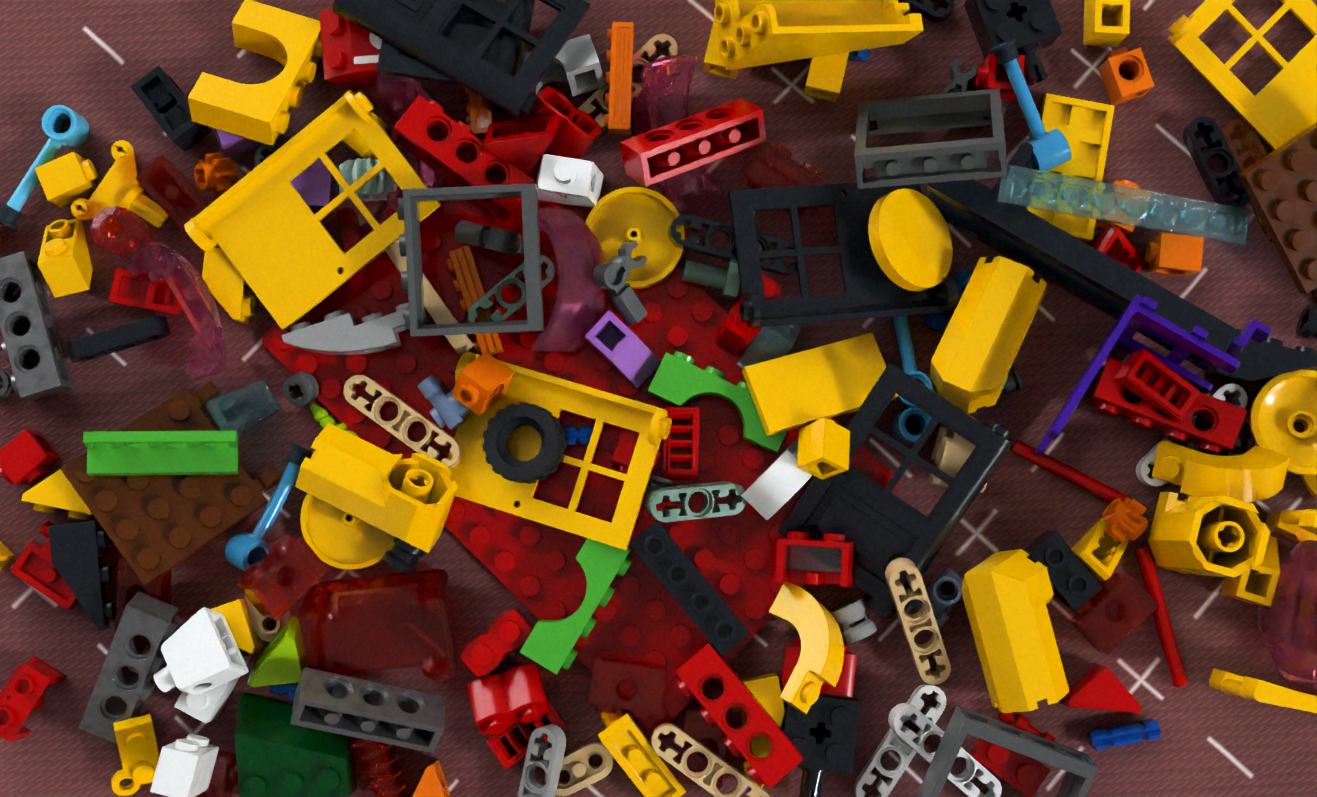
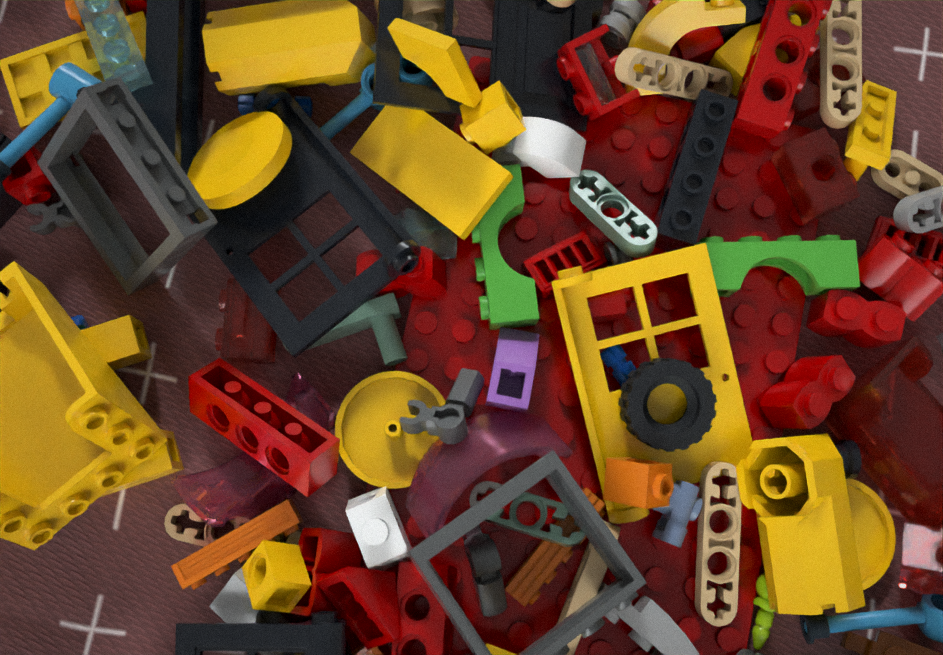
camera: 125 degrees left, 5 degrees down
(466, 559) = (807, 392): none -> red brick
(579, 90) = (276, 576): none -> yellow brick
(728, 254) = (354, 322): black beam -> none
(769, 618) = (676, 74): none -> tan beam
(889, 426) = (439, 58): none -> yellow tile

